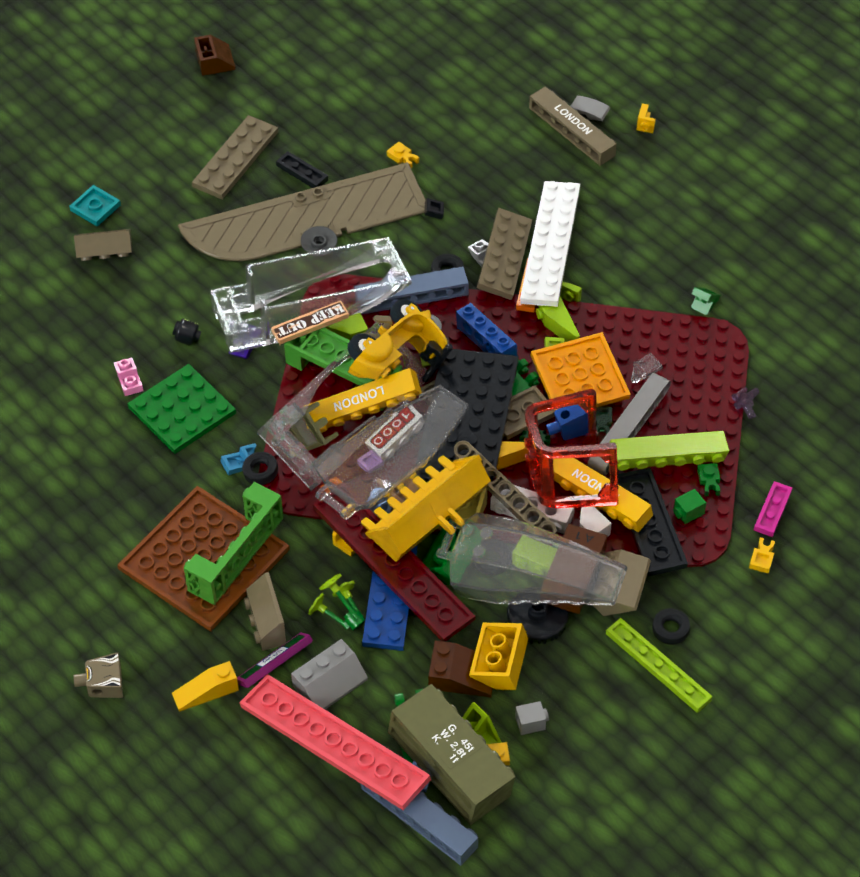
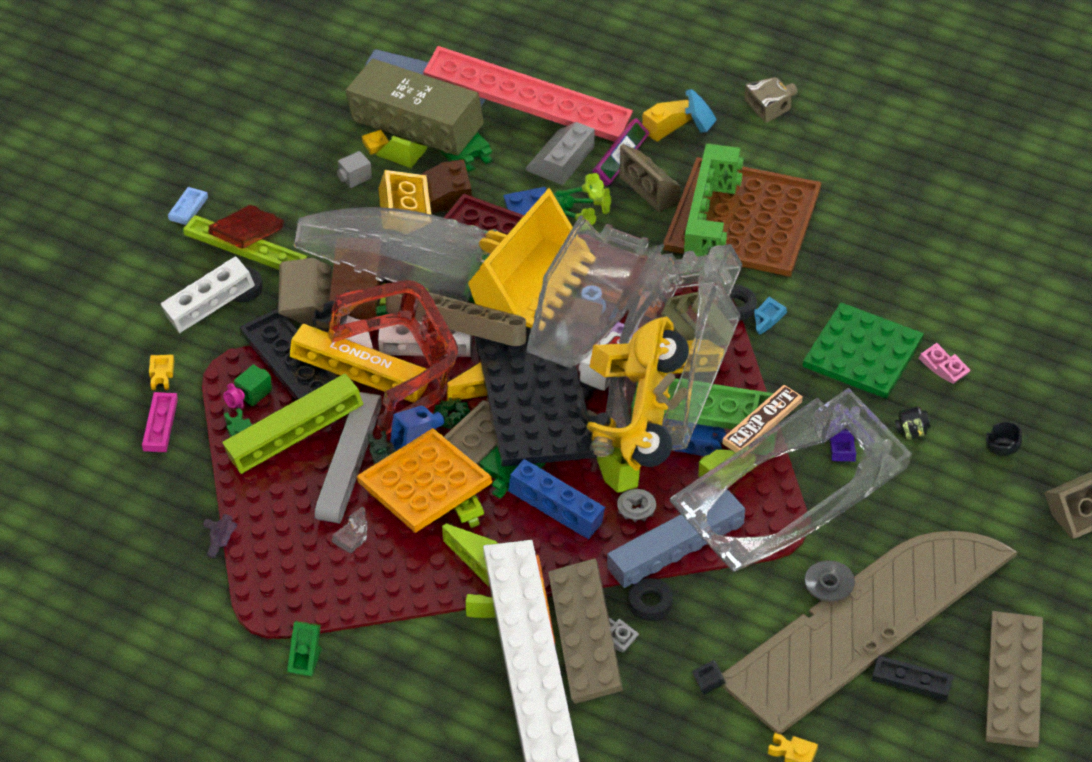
camera: 160 degrees right, 5 degrees down
(130, 298) = (1004, 439): none -> black hair
(180, 676) = (699, 111): none -> dark azure slope
(611, 522) = (322, 319): none -> black hair
(653, 676) = (245, 226): none -> clear red plate
(701, 728) = (187, 205): none -> light blue plate
(706, 608) = (207, 294): none -> white brick
(710, 500) = (234, 397): none -> dark pink plate

